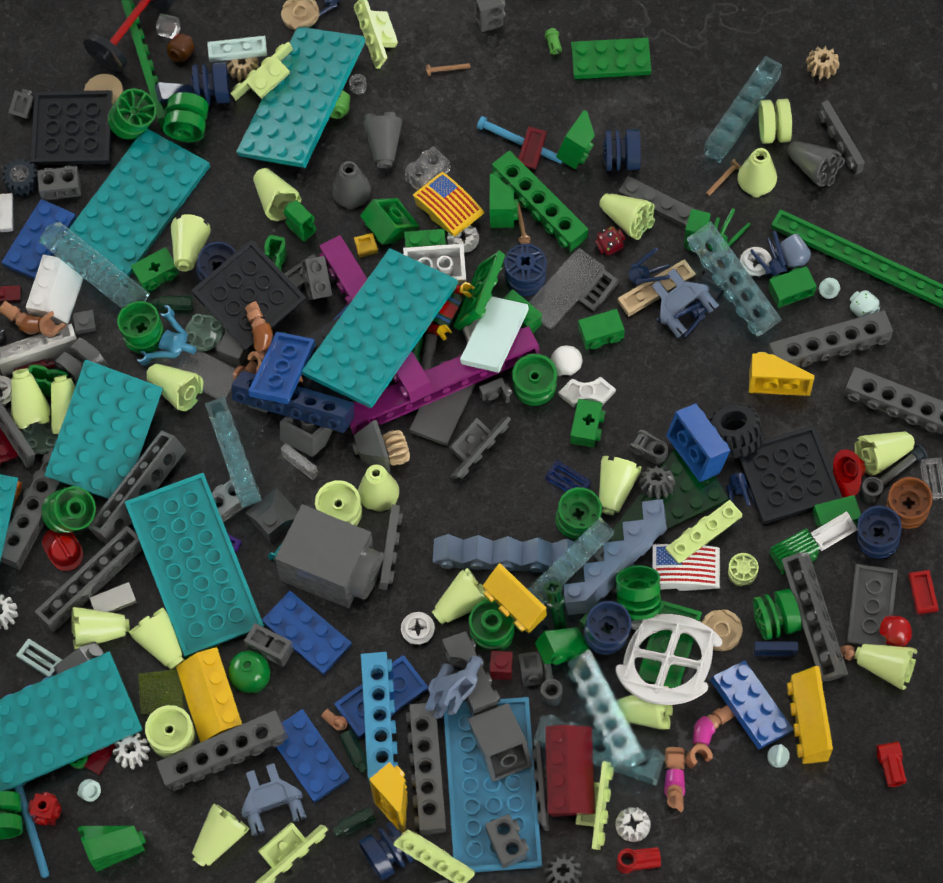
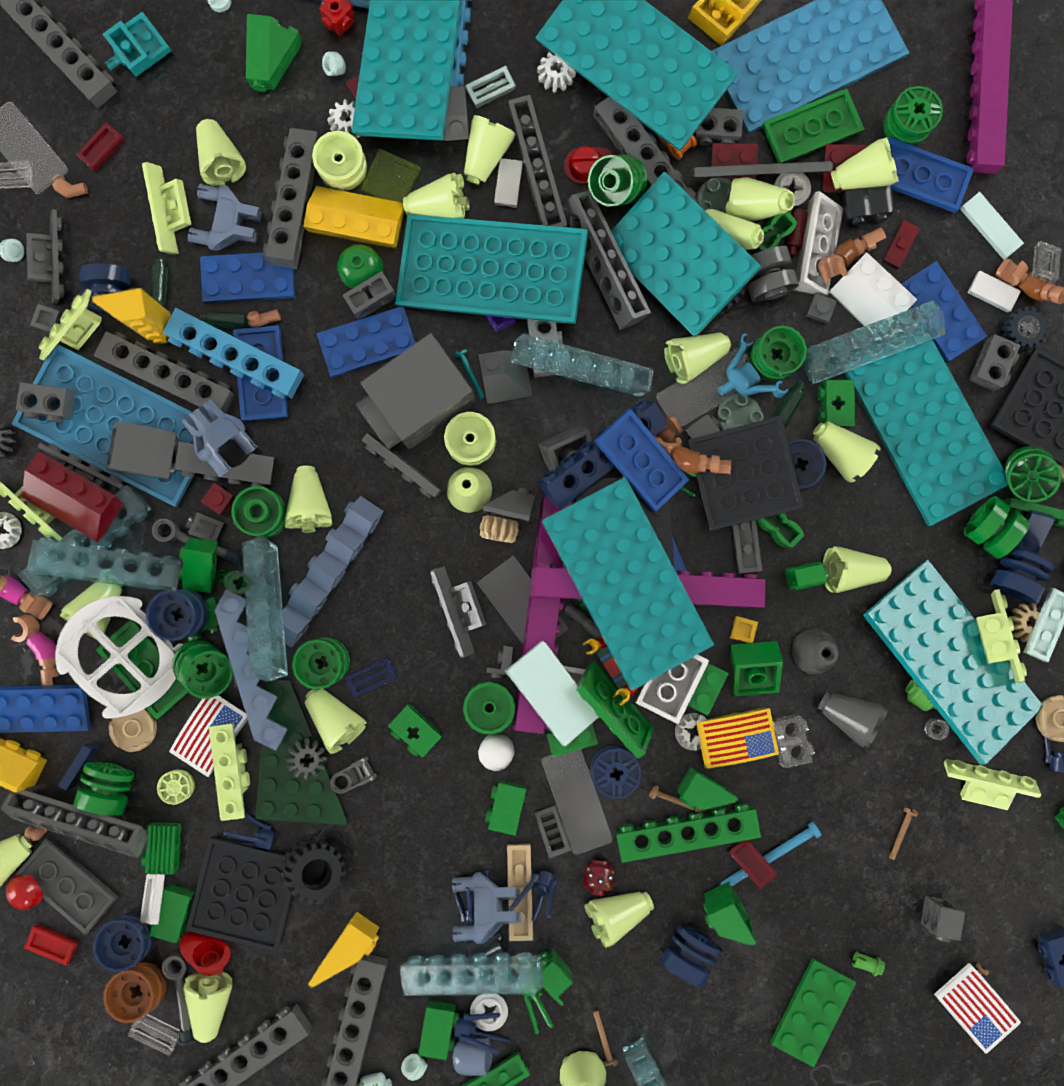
camera: 115 degrees right, 20 degrees up
(299, 461) = (543, 430): clear tile -> none
(316, 278) = (729, 555): dark grey brick -> none
(409, 623) = (304, 435): white gear -> none
(514, 599) = (252, 540): yellow slope -> none
(595, 391) = (446, 762): white tile -> none
(663, 204) = (611, 958): dark grey plate -> none
(698, 442) = (315, 824): blue brick -> none

